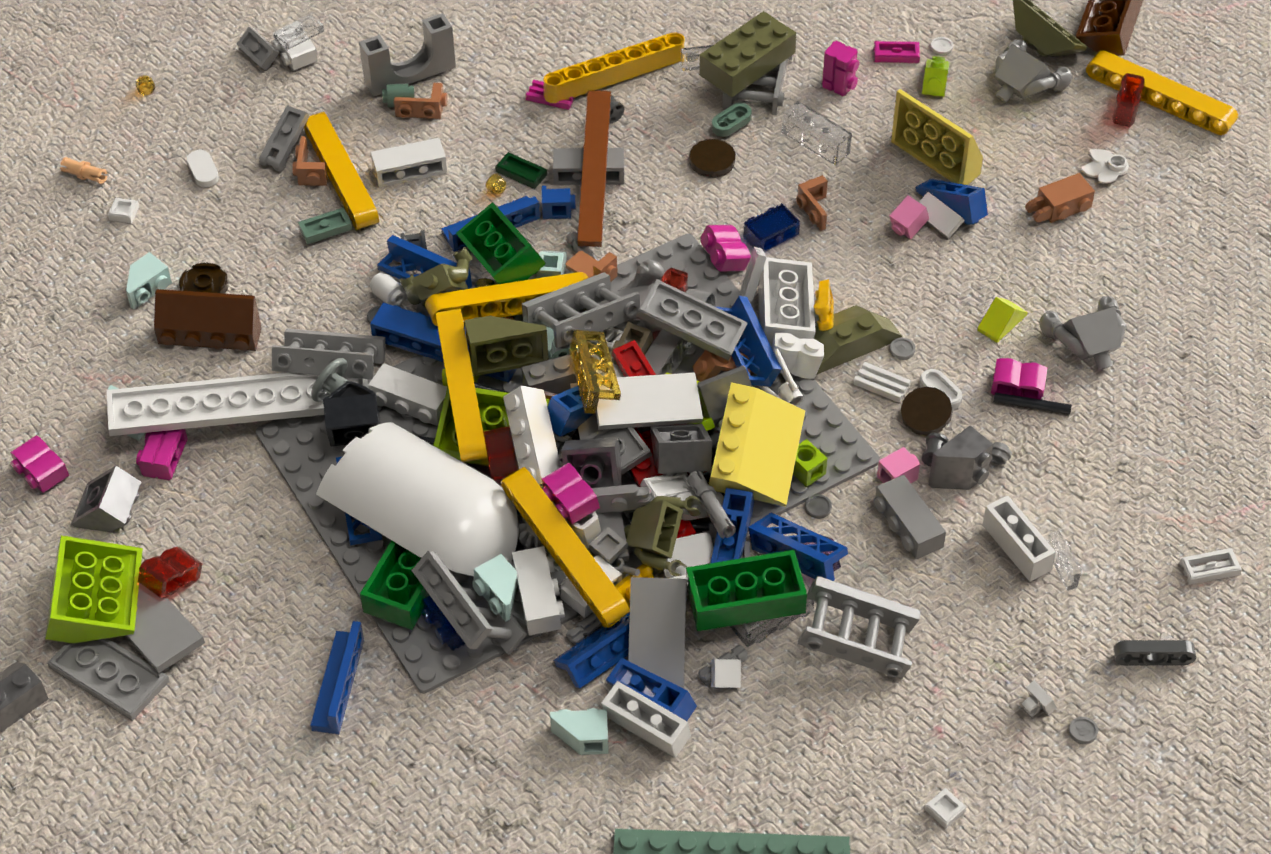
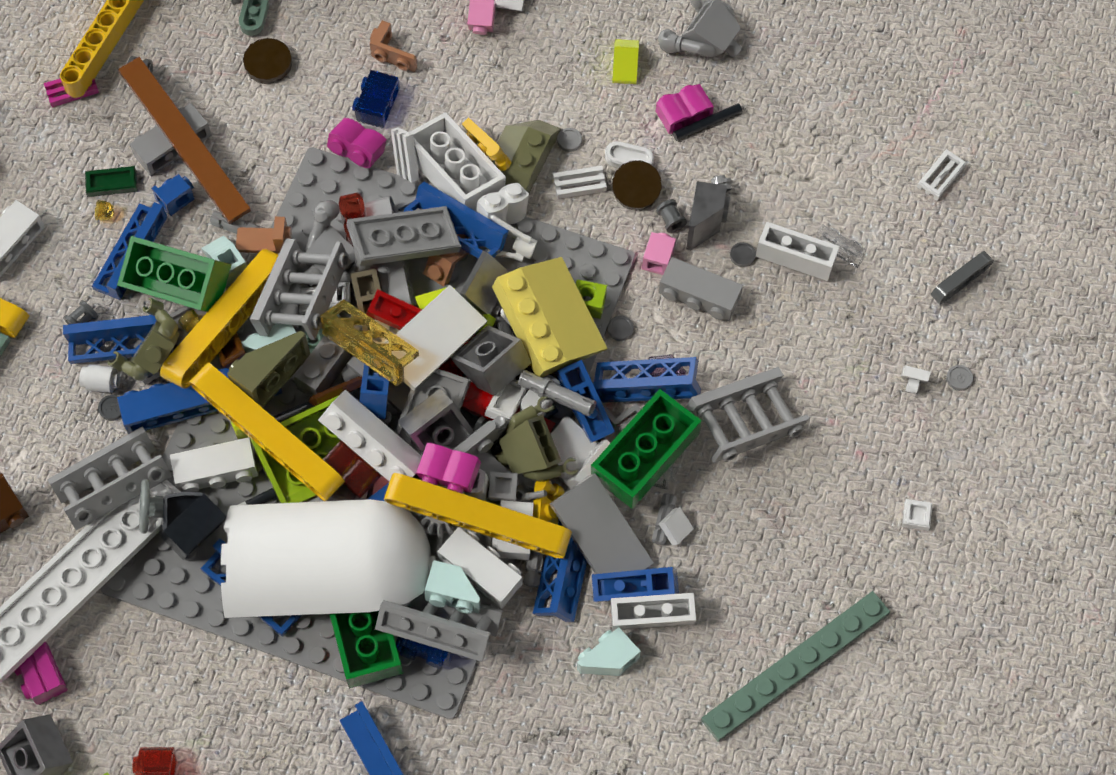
camera: 40 degrees left, 15 degrees up
(972, 517) = (742, 254): none -> flat silver piece

